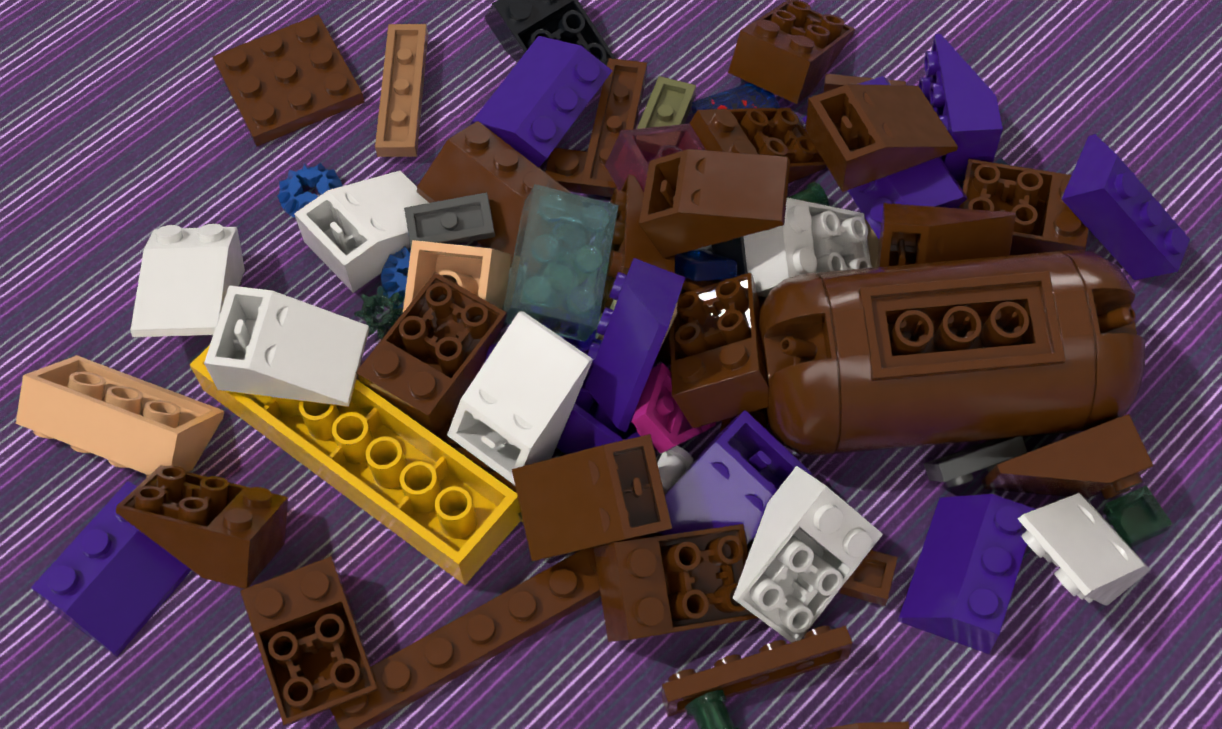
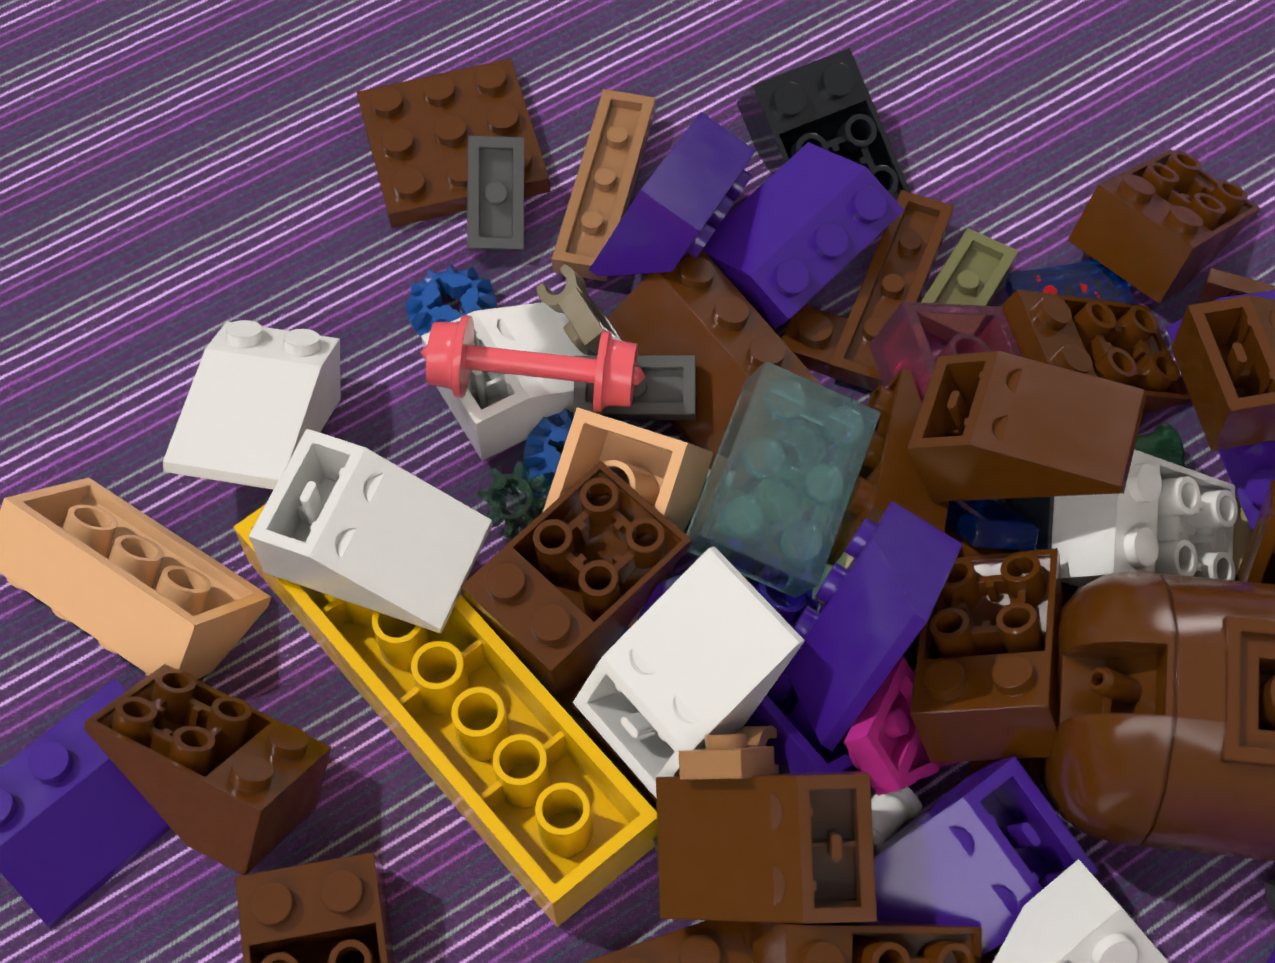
camera: 10 degrees right, 0 degrees up
(320, 221) = (453, 355): none -> coral piece
(326, 109) = (495, 193): none -> dark grey plate
(409, 186) = (585, 316): none -> dark tan plate
(456, 91) = (679, 203): none -> dark purple slope
(557, 443) = (731, 755): none -> medium nougat plate

